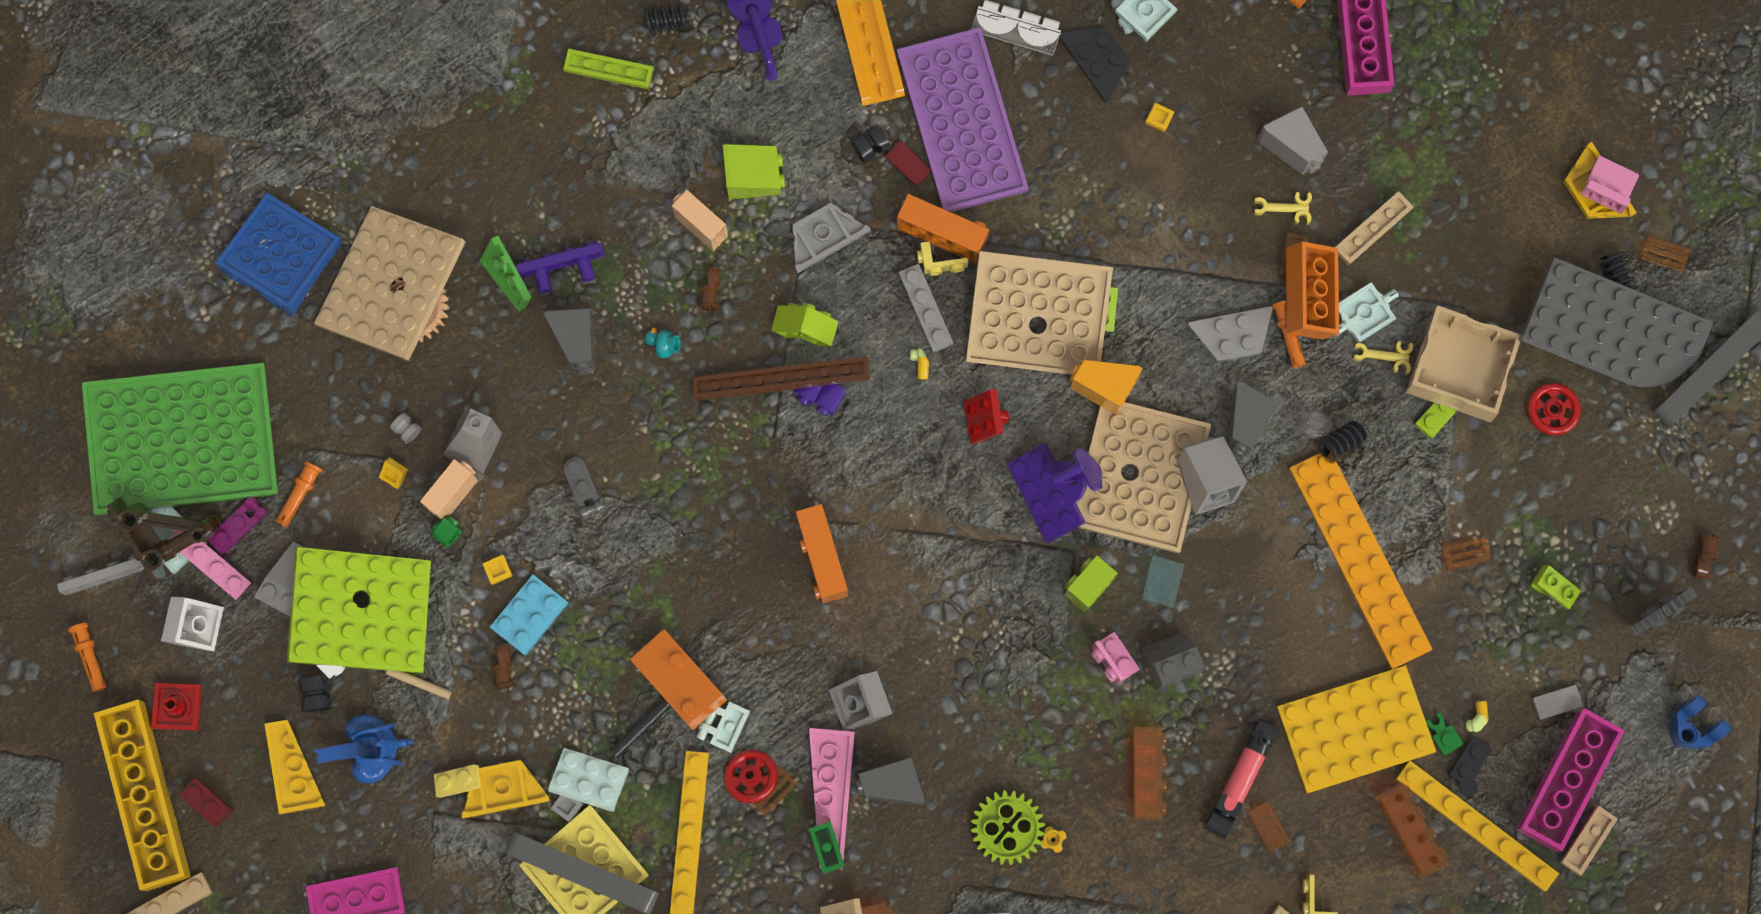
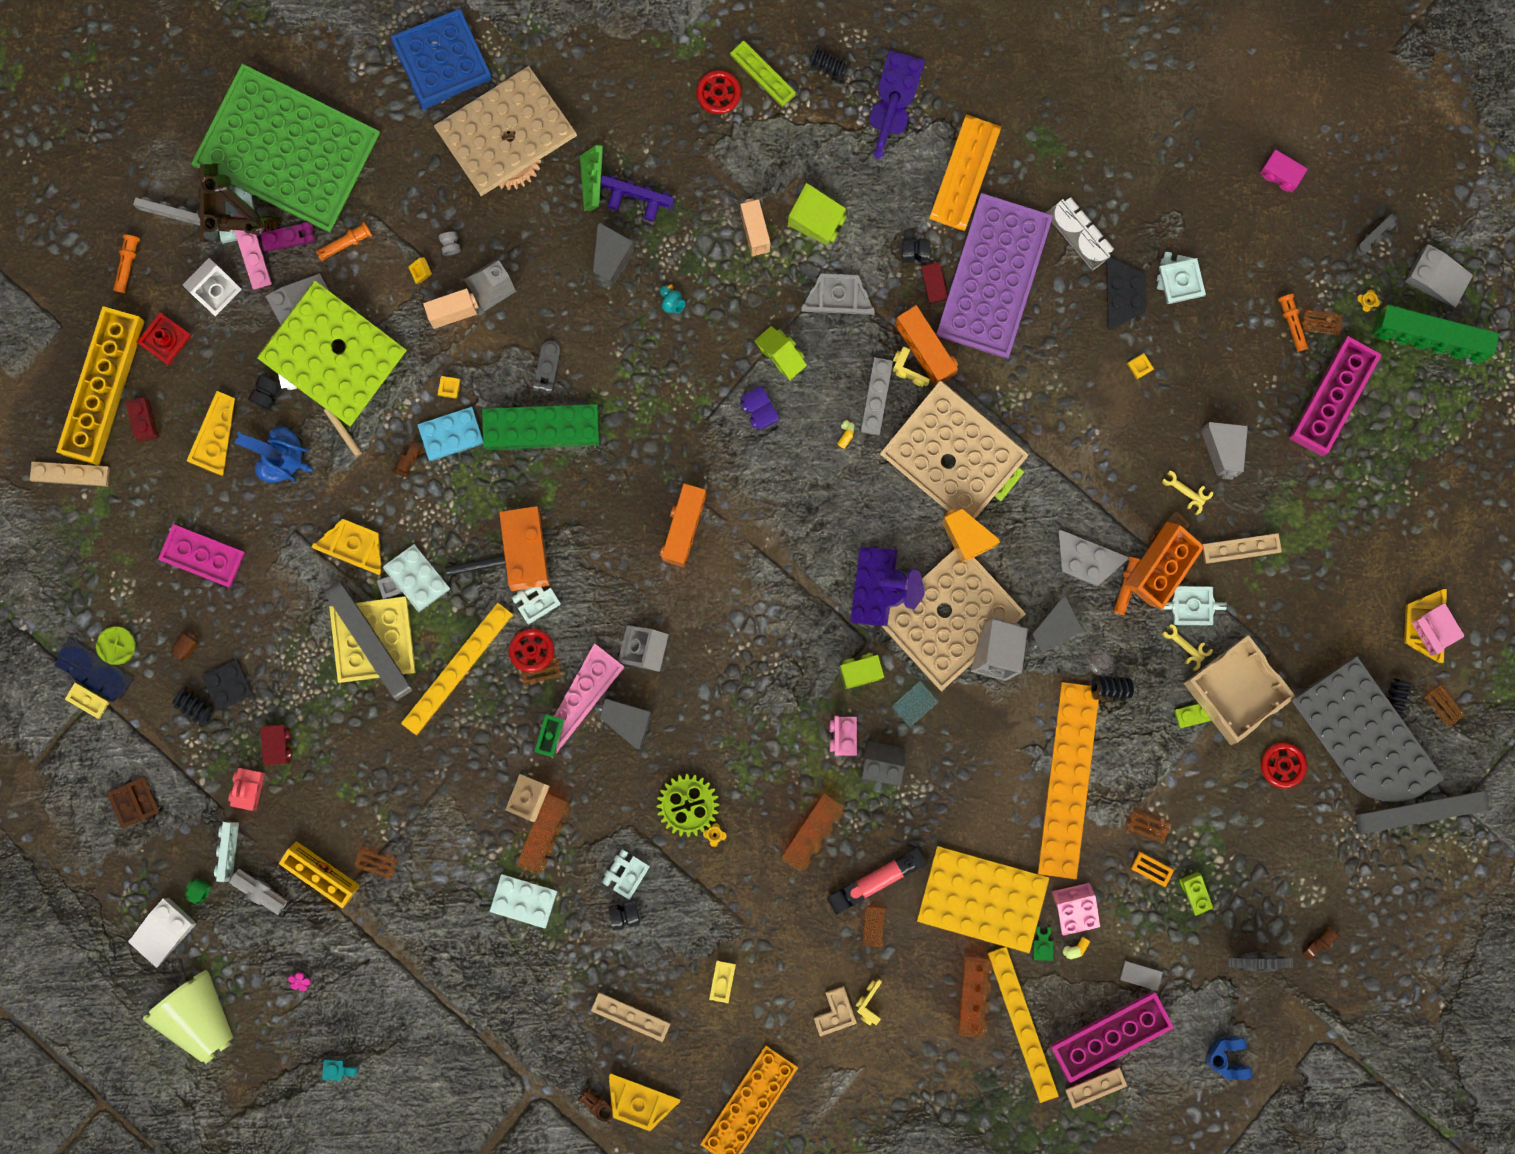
camera: 30 degrees right, 5 degrees up
(446, 531) = (431, 336): green plate -> none
(457, 781) = (324, 519): light yellow plate -> none
(580, 96) = (716, 107): none -> red plate
(615, 549) = (541, 427): none -> green brick
(709, 291) = (728, 284): reddish brown connector -> none
(781, 378) = (738, 380): reddish brown plate -> none
(984, 416) = (865, 502): red plate -> none
(1452, 677) = (1076, 908): none -> bright pink bracket
(1469, 765) = (1046, 978): black hinge -> none
(1478, 593) = (1137, 861): none -> light orange tile

